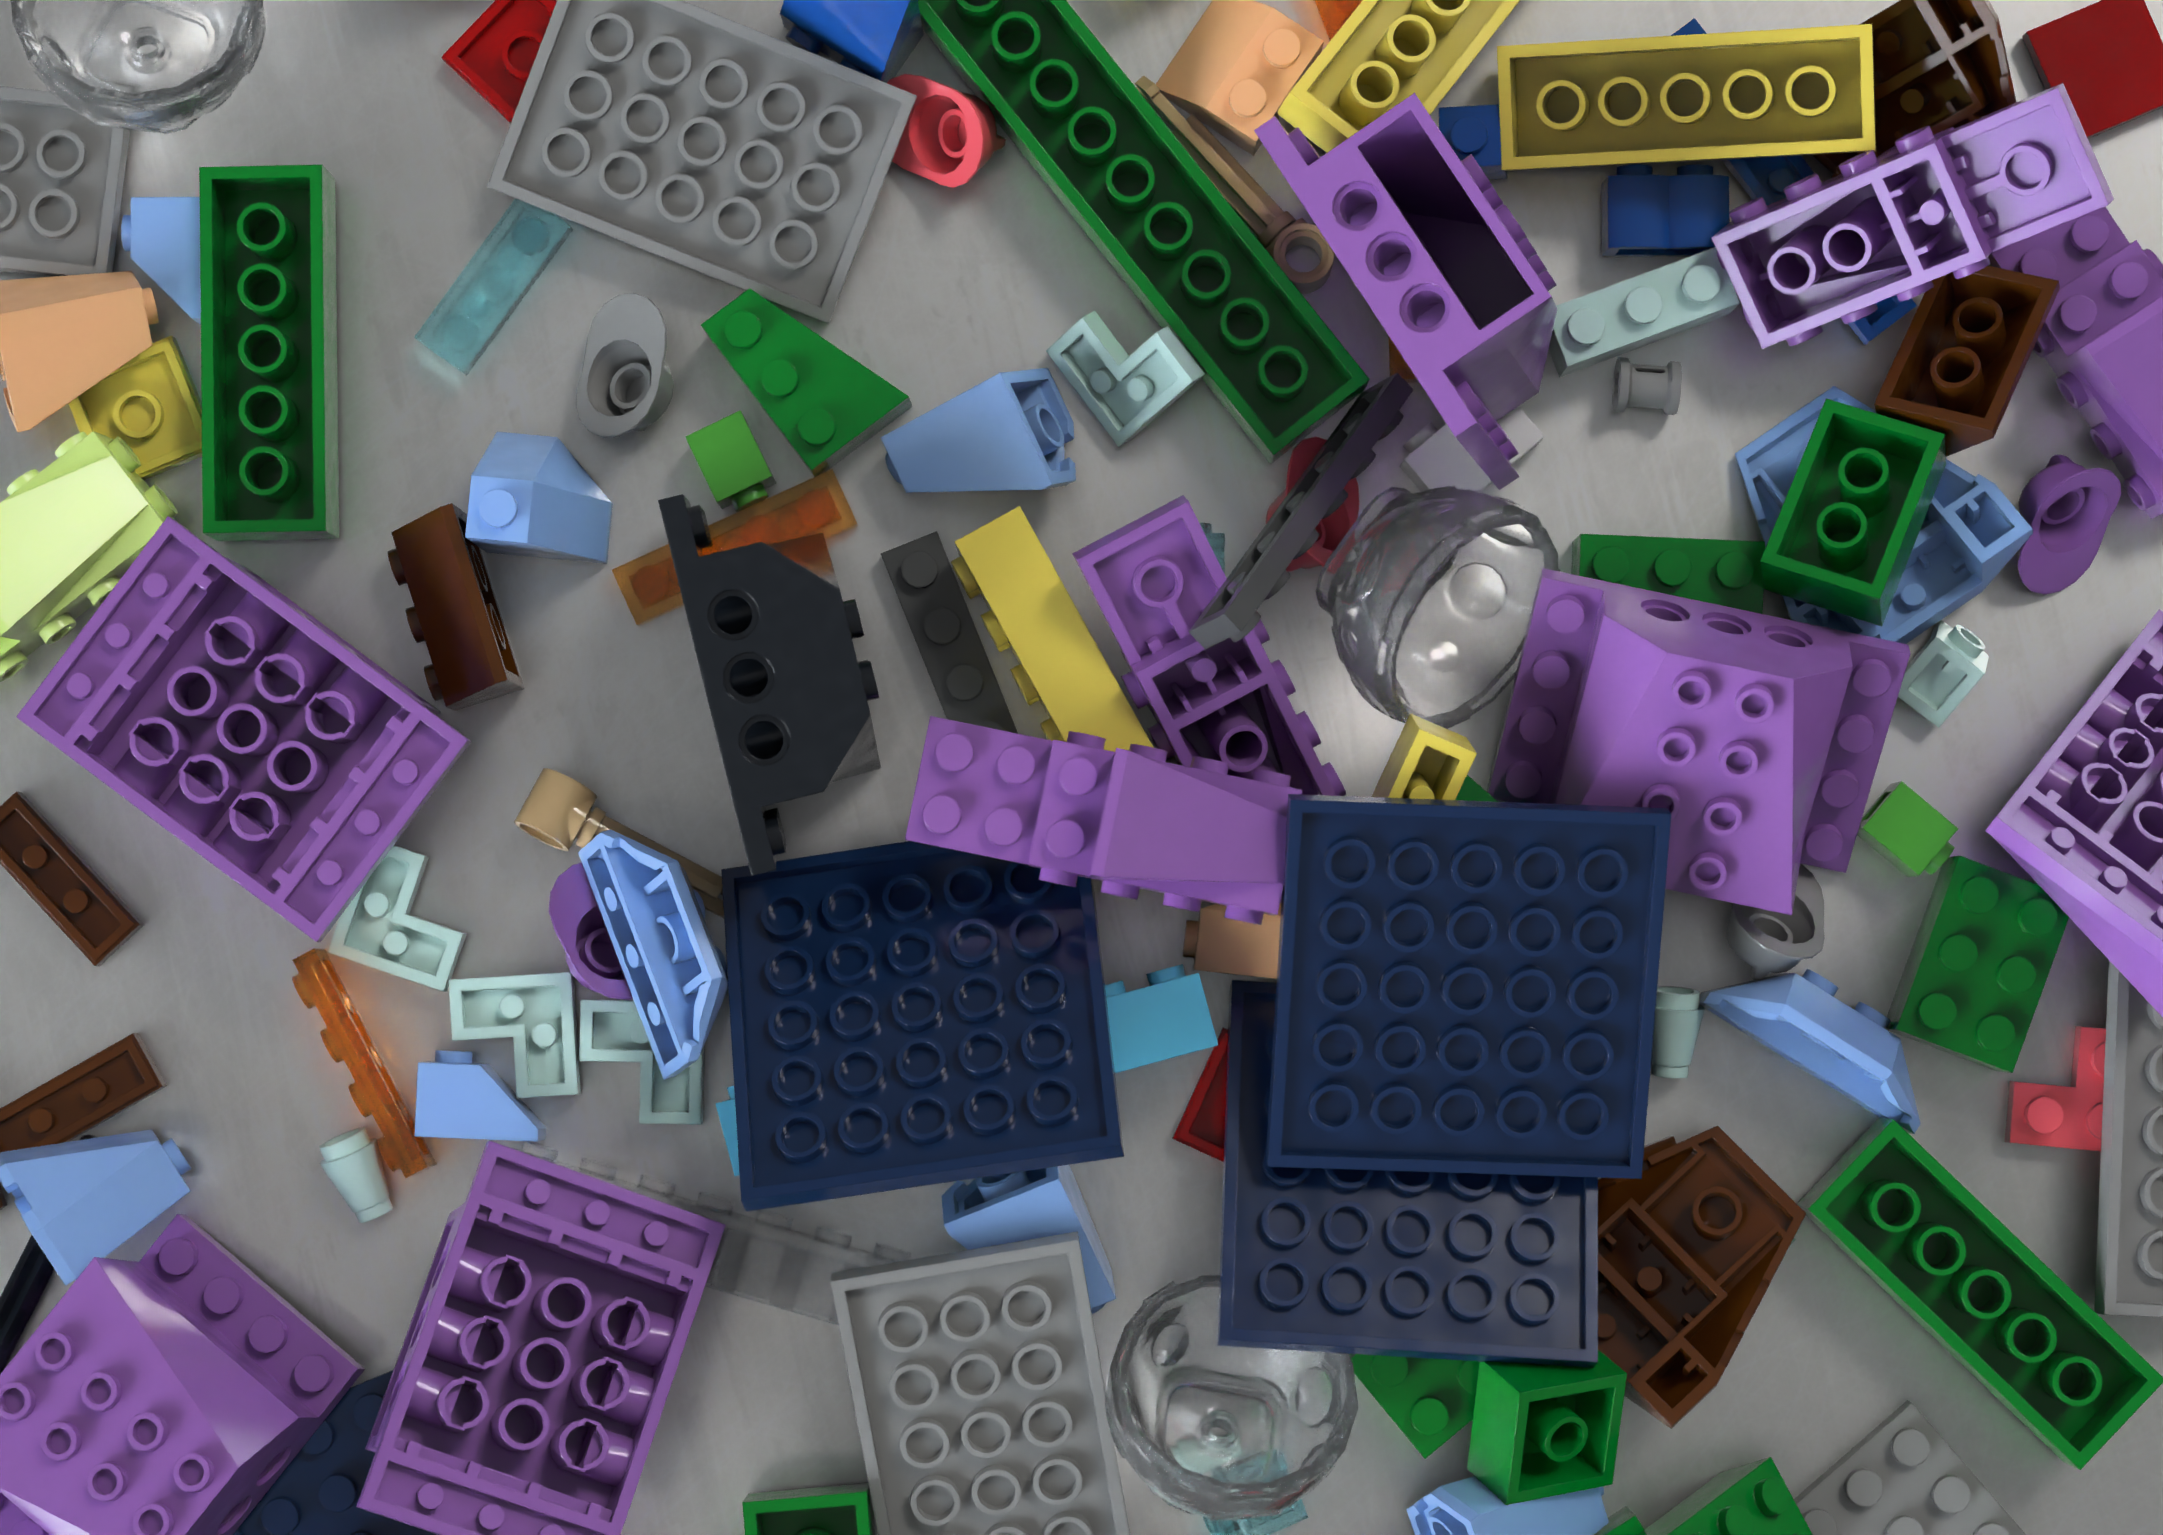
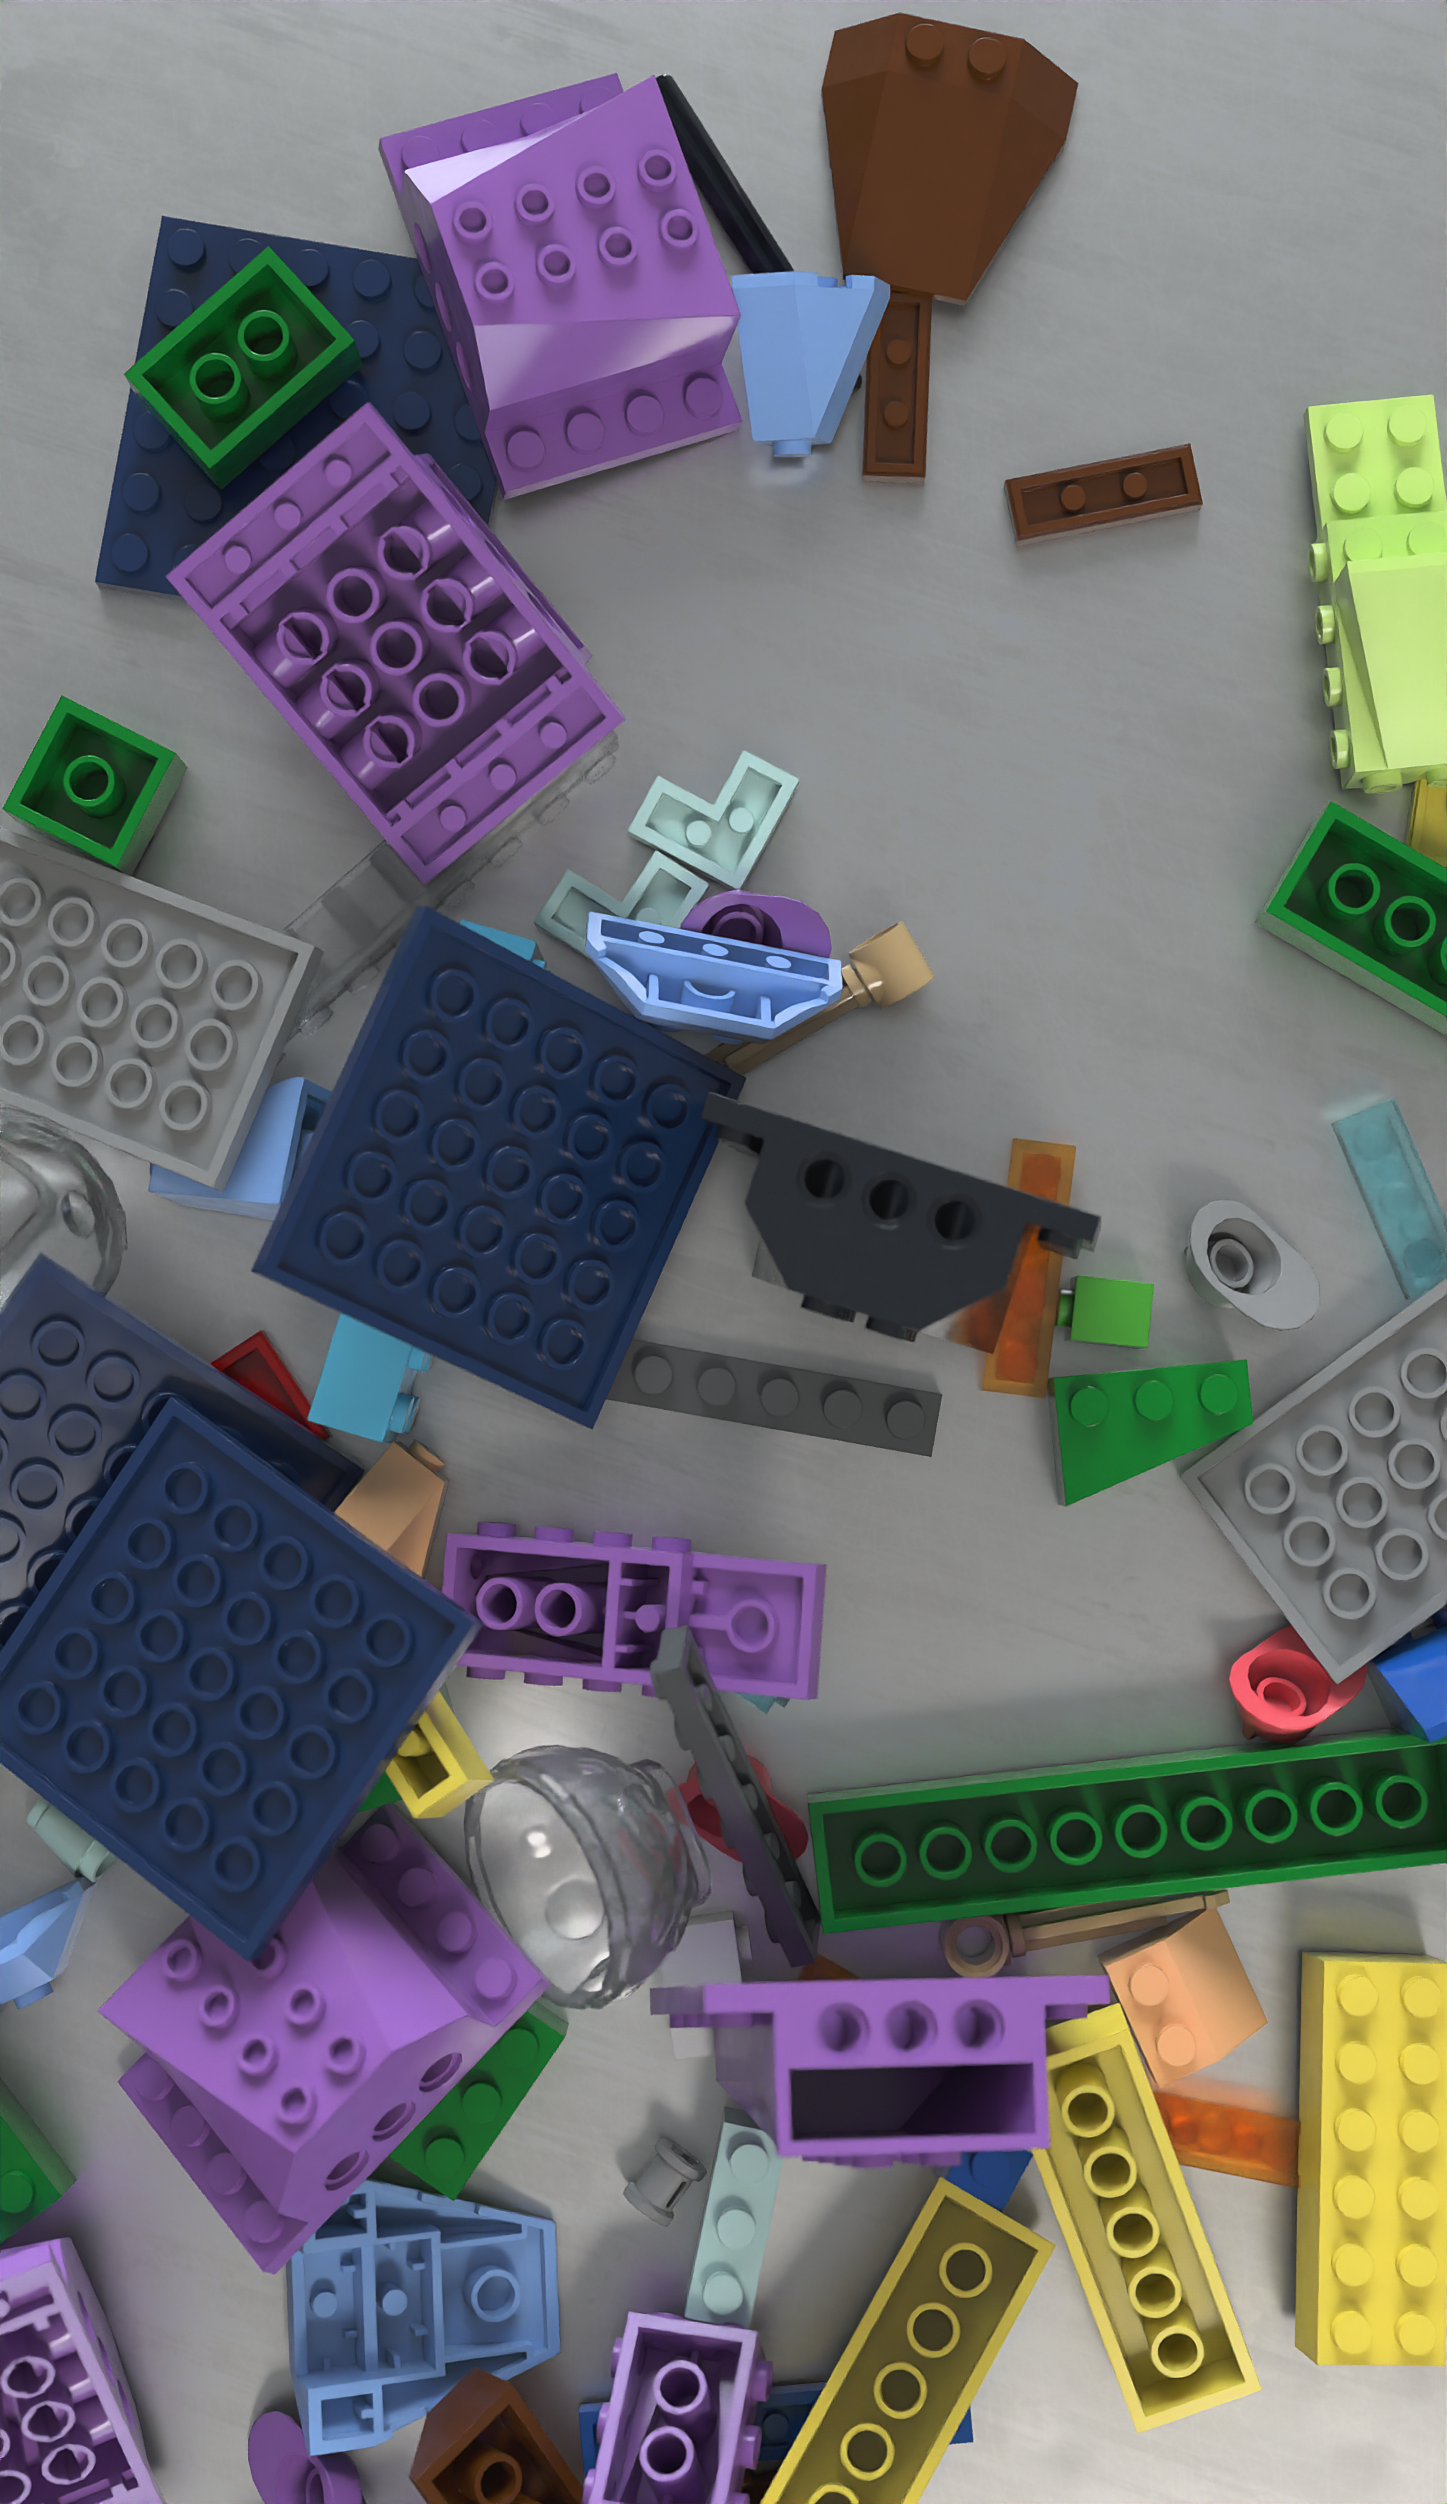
camera: 120 degrees right, 0 degrees up
(245, 728) = (1130, 731): medium lavender wedge -> none
(350, 1041) = (799, 661): clear orange plate -> none
(357, 1173) = (679, 597): light aqua cone -> none
(384, 935) = (885, 747): light aqua plate -> none
(454, 610) = (1126, 984): reddish brown slope -> none
(470, 1102) = (678, 733): light blue slope -> none
(537, 502) = (1178, 1116): light blue slope -> none
(987, 439) = (982, 1553): light blue slope -> none
(1045, 633) = (707, 1492): light yellow brick -> none
(1106, 816) = (568, 1447): medium lavender wedge -> none
(1123, 388) = (957, 1701): light aqua plate -> none
(1661, 212) = (812, 2298): blue brick -> none
(1779, 940) = (89, 1979): light grey piece -> none
(1853, 512) = (426, 2301): green brick -> none
(1907, 831) = (117, 2162): bright green brick -> none
(1943, 672) = (237, 2291): light aqua bracket -> none

